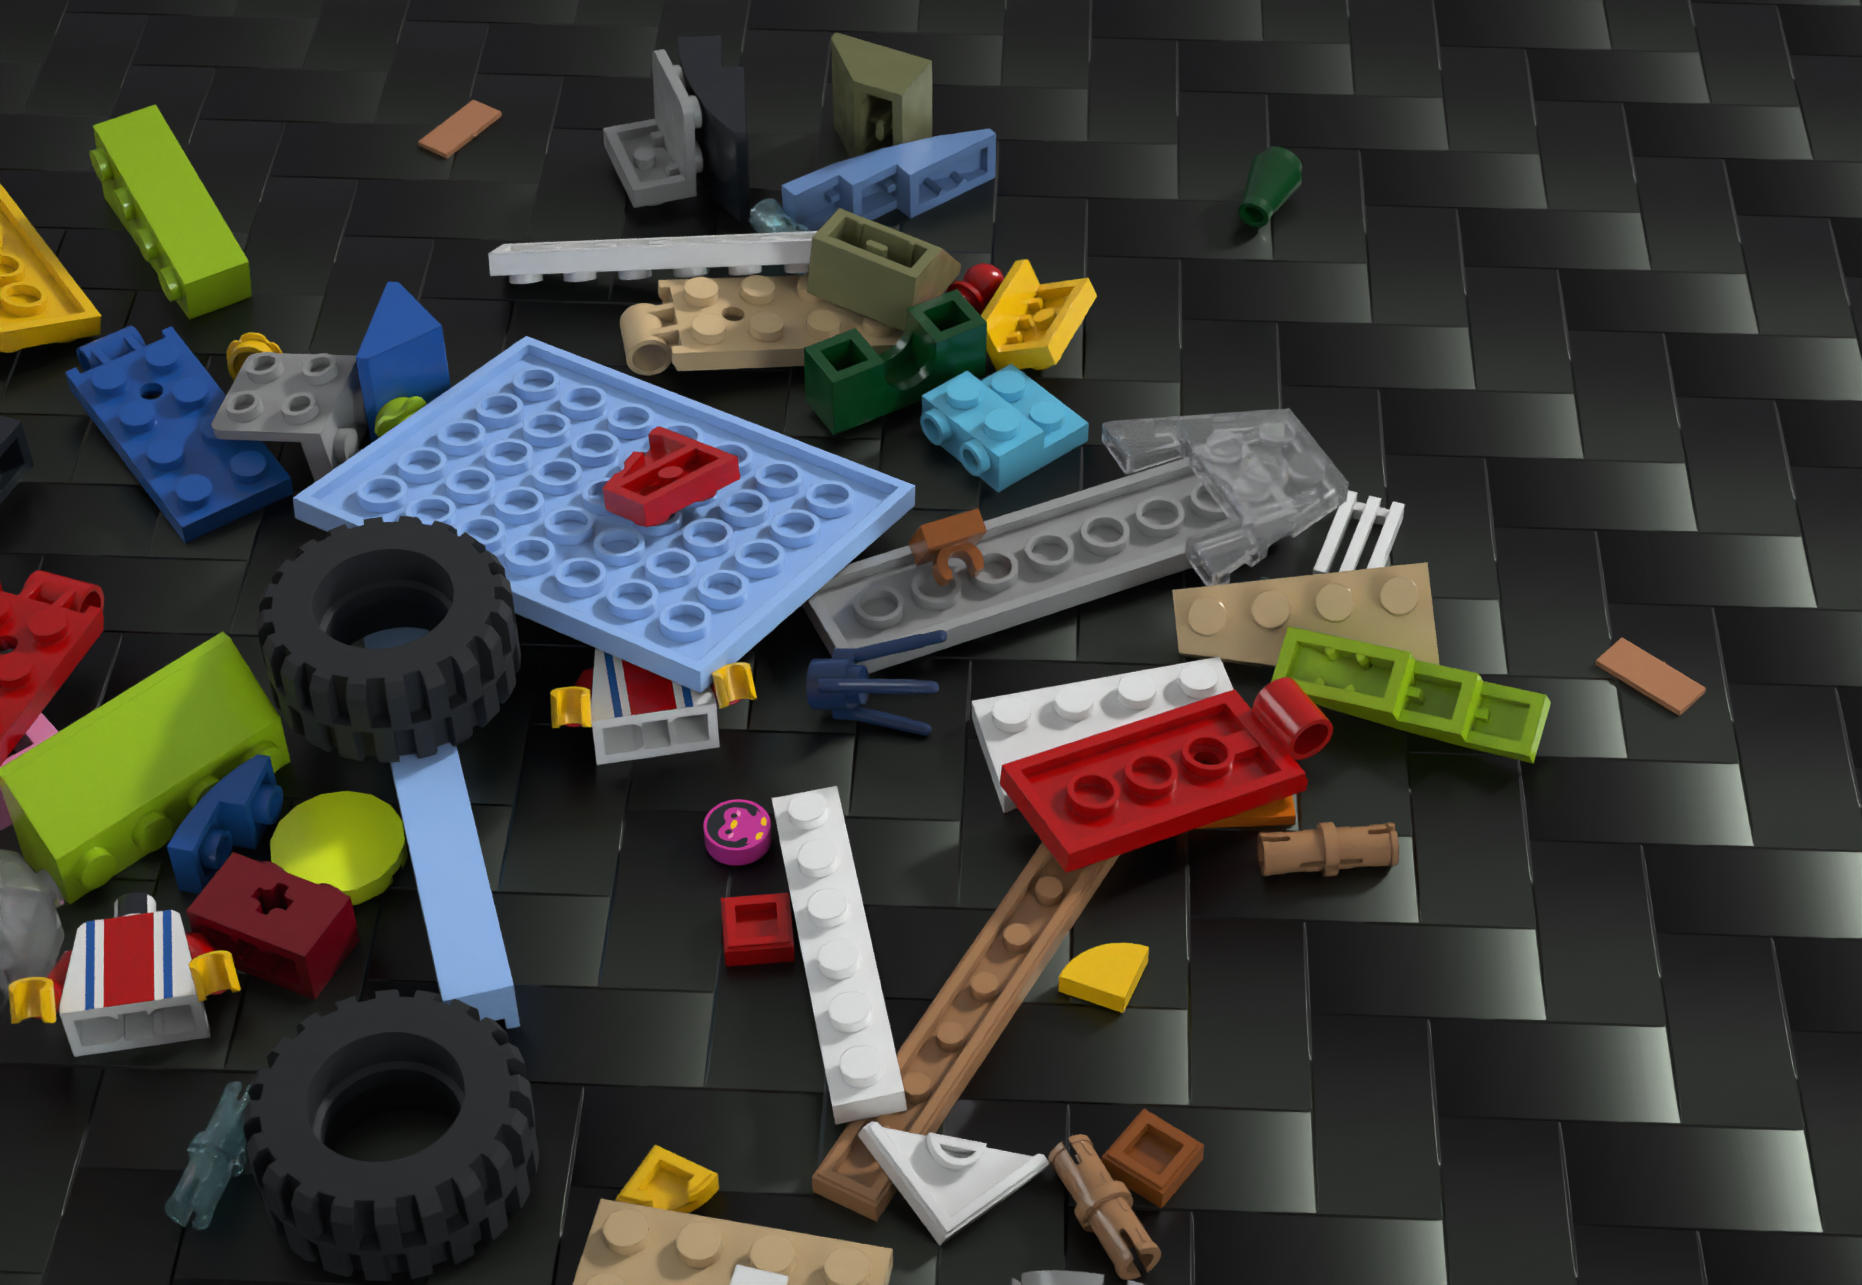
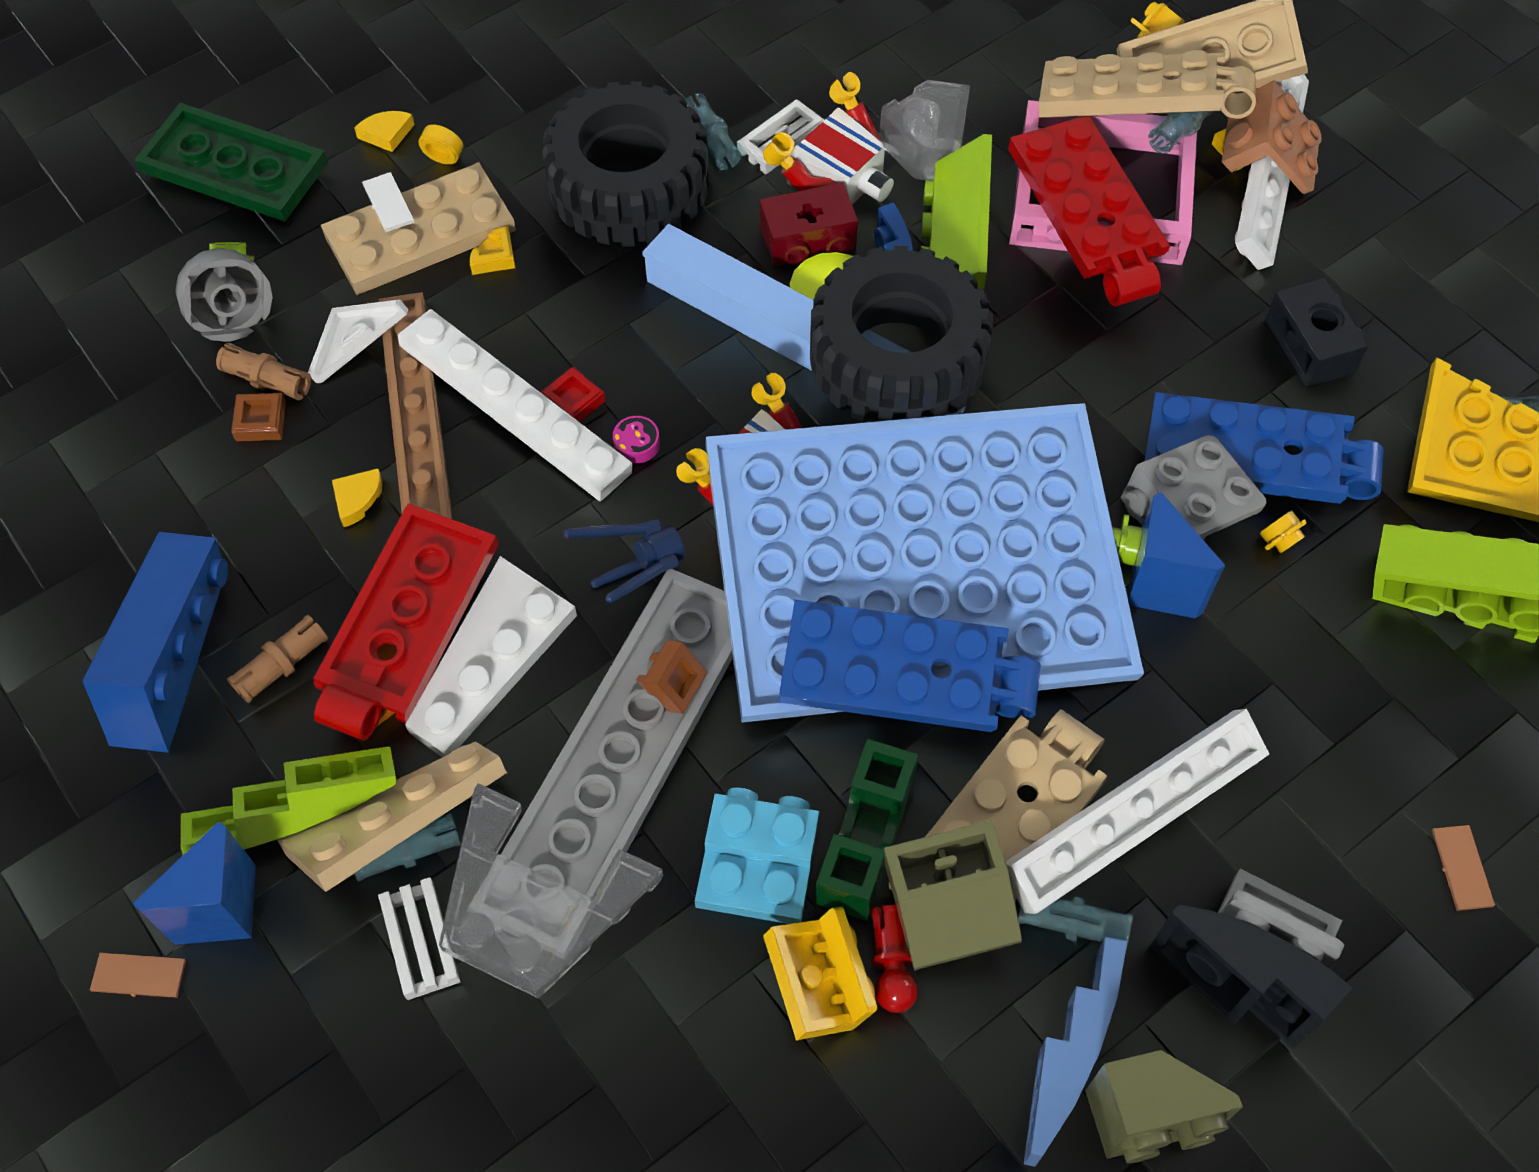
camera: 140 degrees right, 15 degrees up
(139, 1103) = (779, 123): none -> white tile
(668, 478) = (882, 568): red wing -> none
(736, 405) = (884, 664): none -> blue hinge
(1447, 917) = (155, 642): none -> blue wedge
(1553, 633) = (204, 892): none -> blue slope

